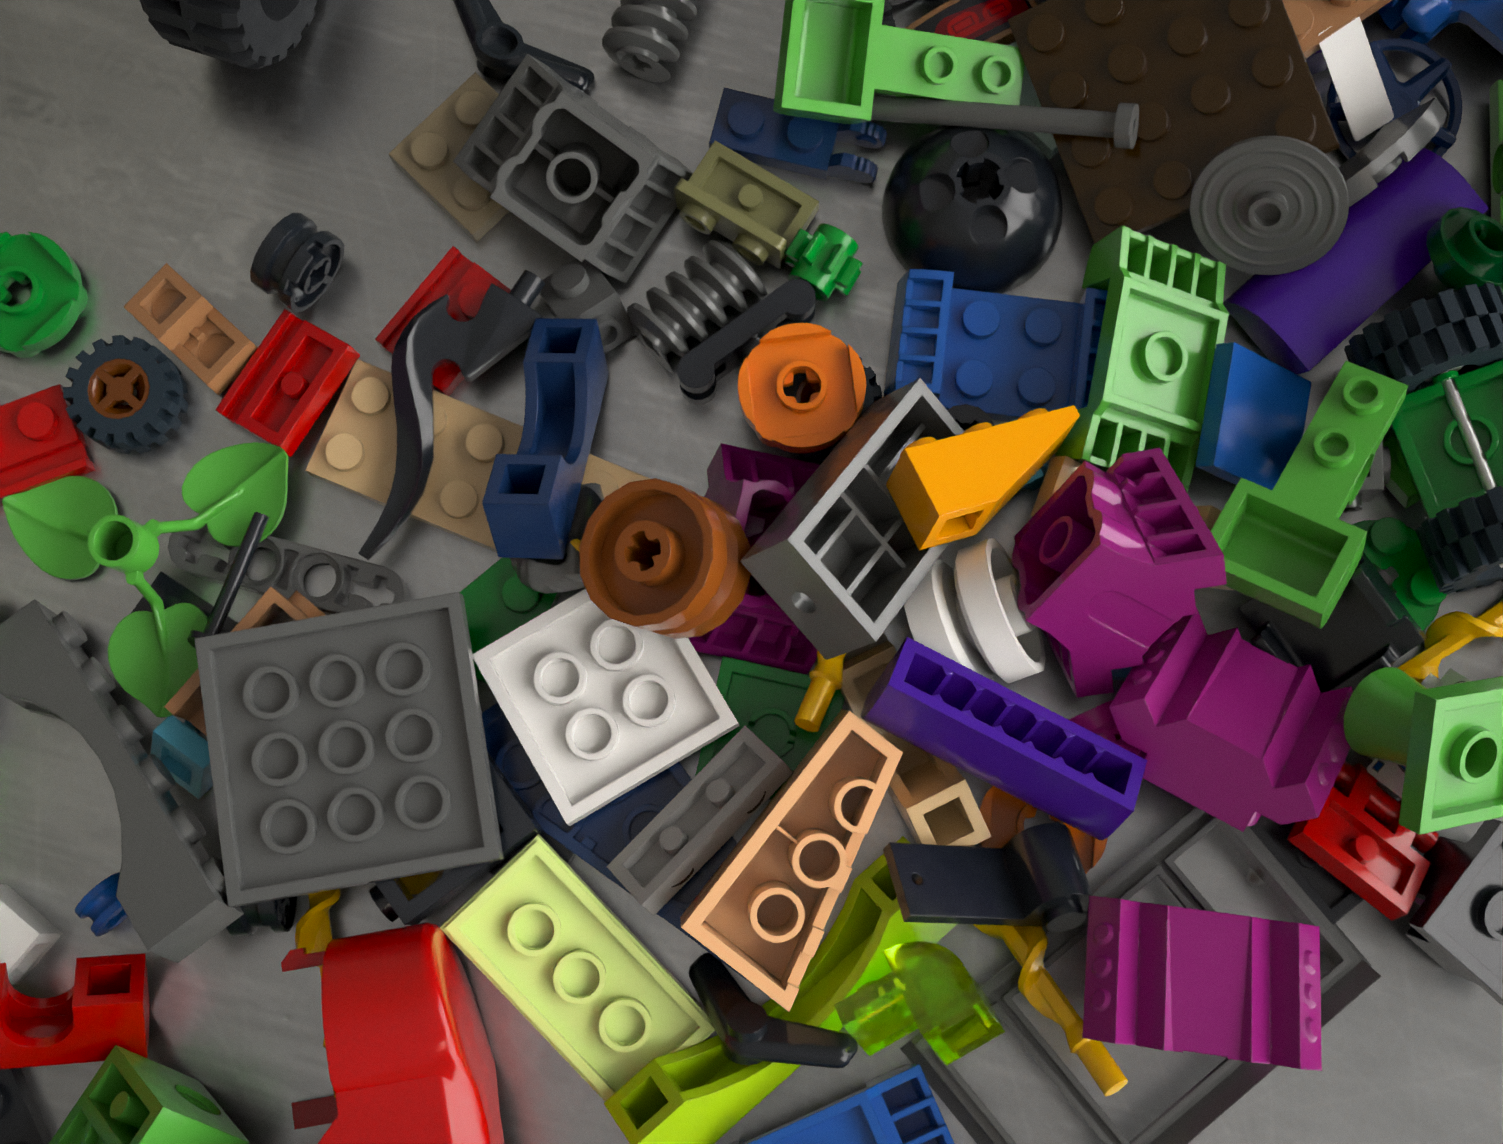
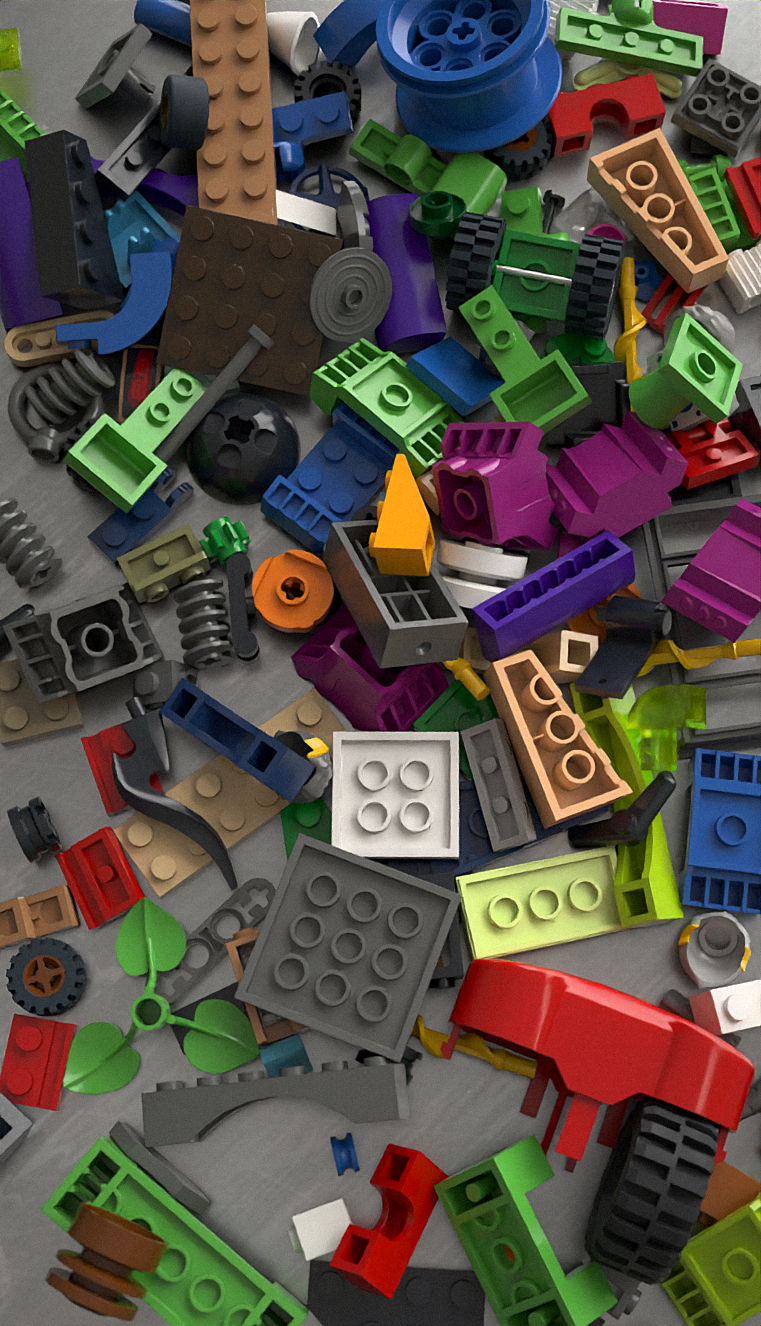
camera: 65 degrees left, 5 degrees down
(234, 579) = (227, 998): black piece -> none
(664, 559) = (326, 714): dark orange wheel -> none

